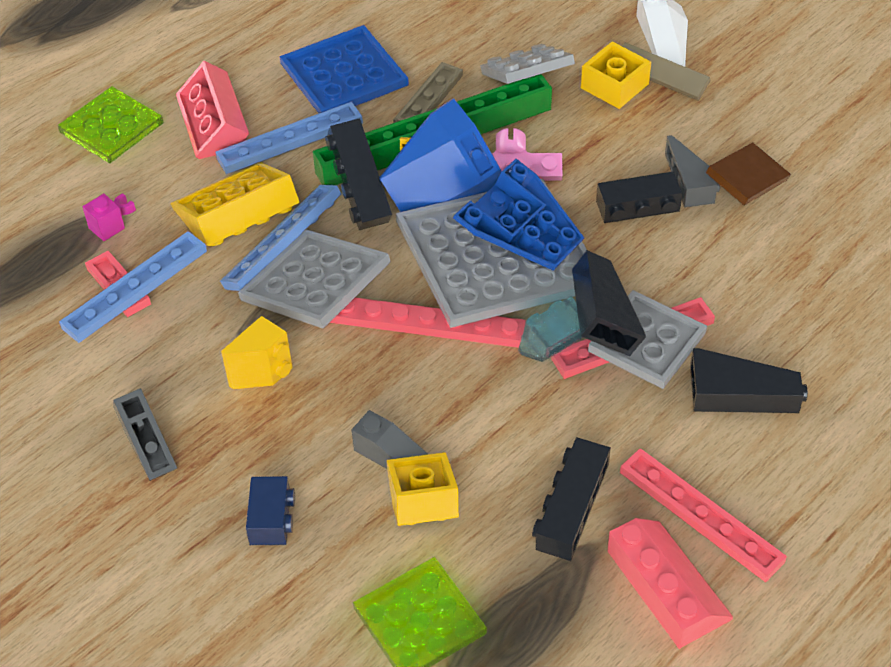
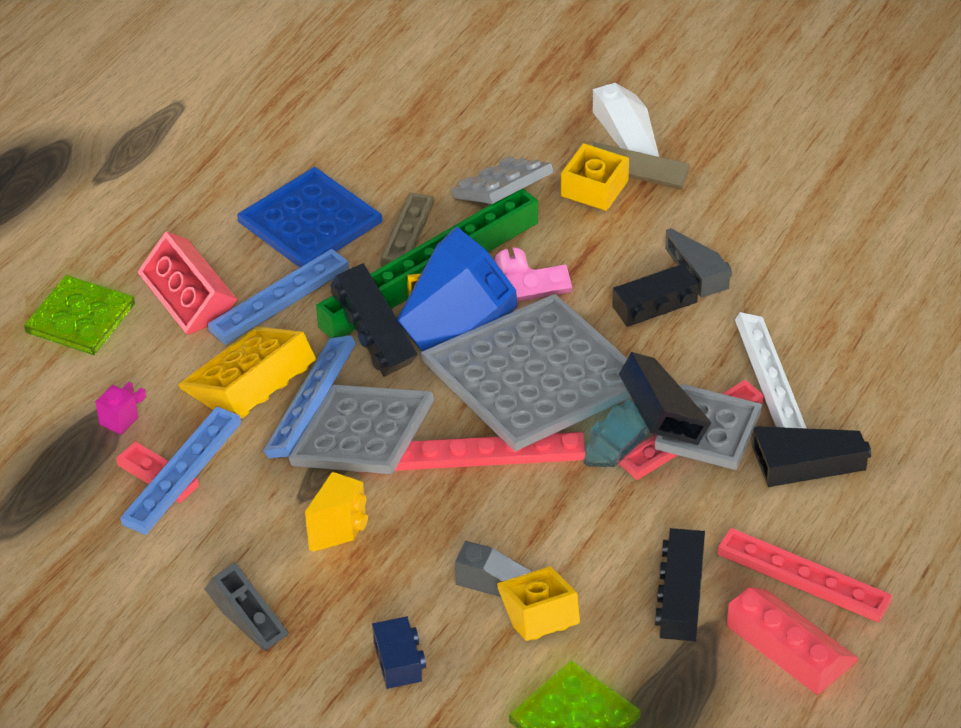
camera: 15 degrees left, 5 degrees down
(522, 218) = (553, 333): blue wedge -> none
(728, 295) = (769, 371): none -> white plate
(748, 173) = (755, 253): reddish brown tile -> none

